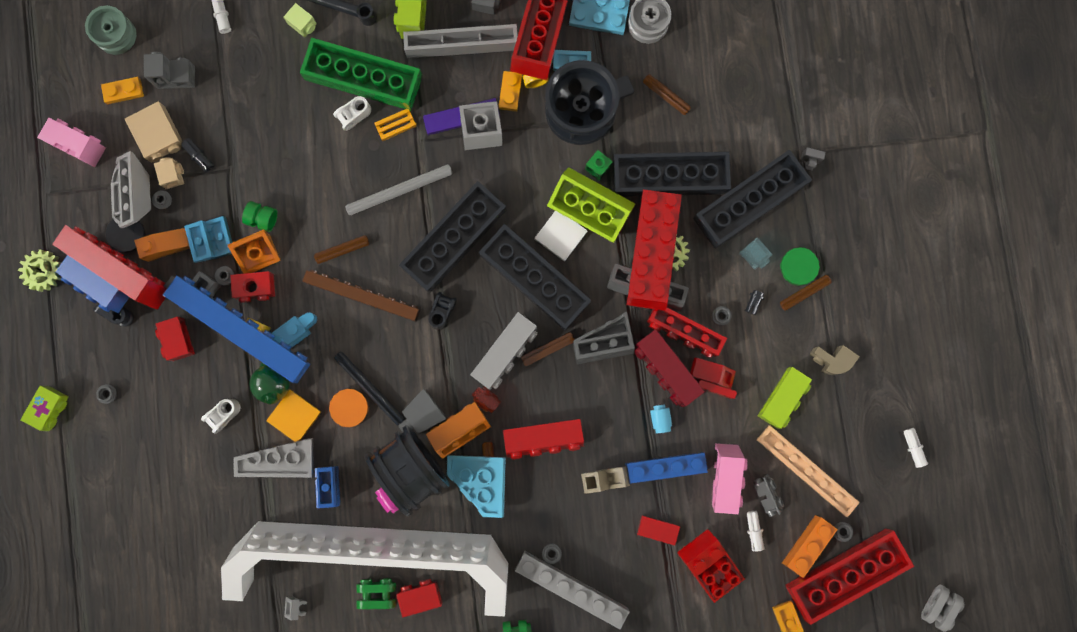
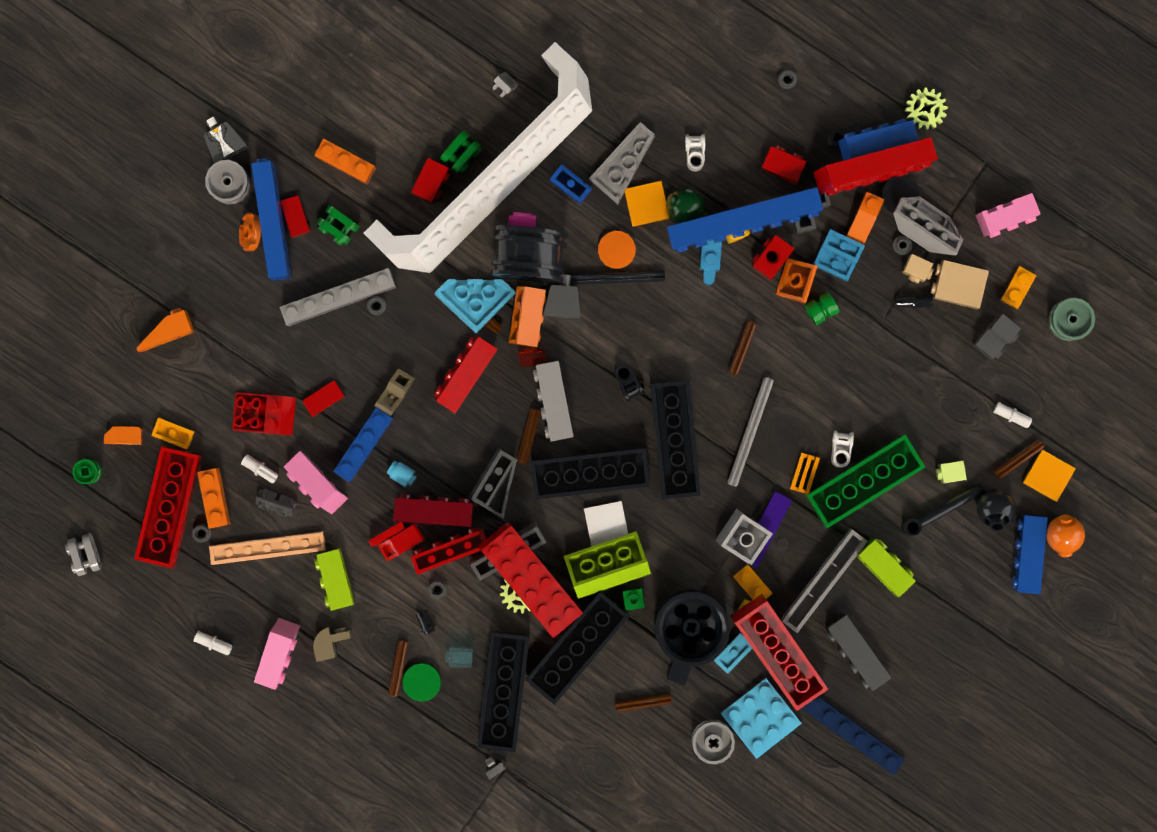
camera: 135 degrees right, 5 degrees up
(45, 408) = (815, 25): lime brick -> none
(220, 271) = (800, 249): dark grey plate -> none
(357, 294) = (694, 331): reddish brown piece -> none
(879, 392) = (277, 654): none -> bright pink wedge

